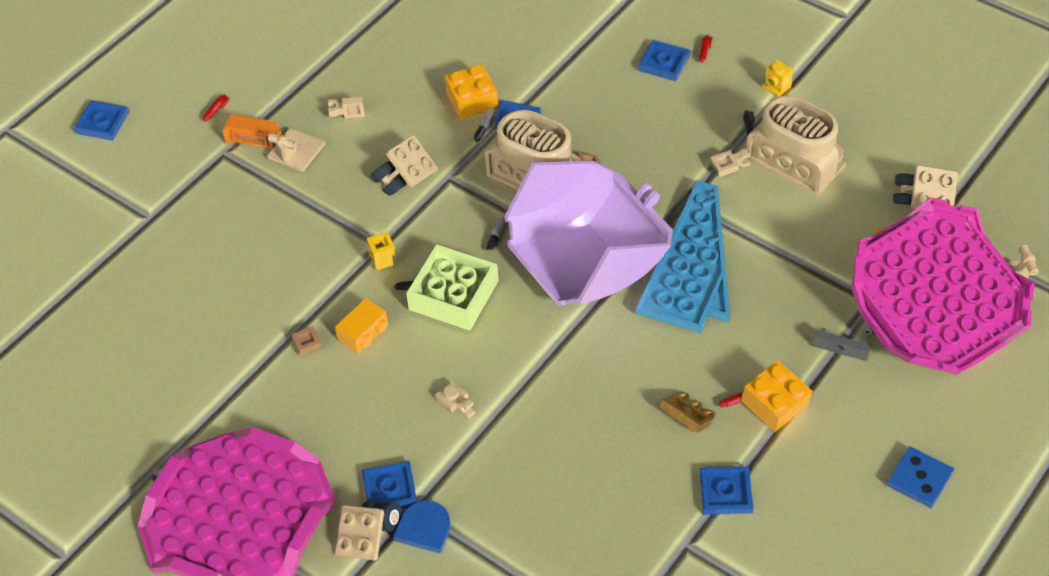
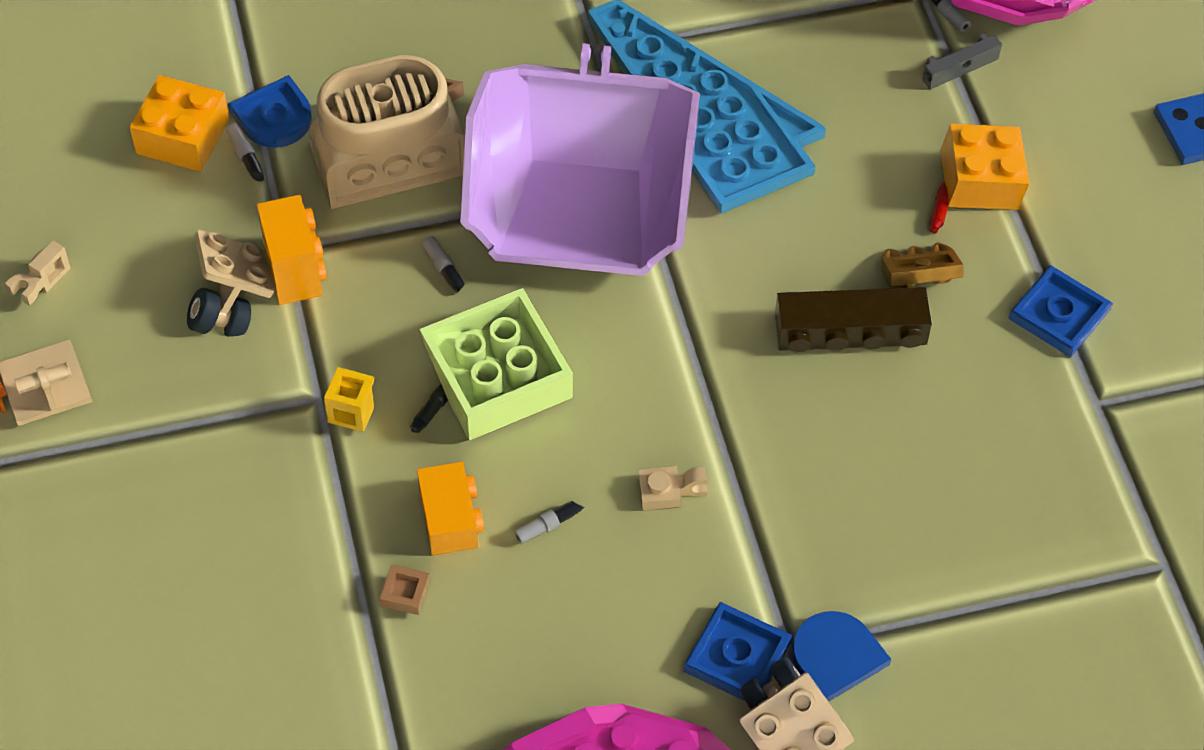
camera: 55 degrees left, 5 degrees up
(393, 367) = (547, 521): none -> light grey piece
(437, 173) = (292, 249): none -> light orange brick
(623, 405) = (852, 319): none -> dark brown brick

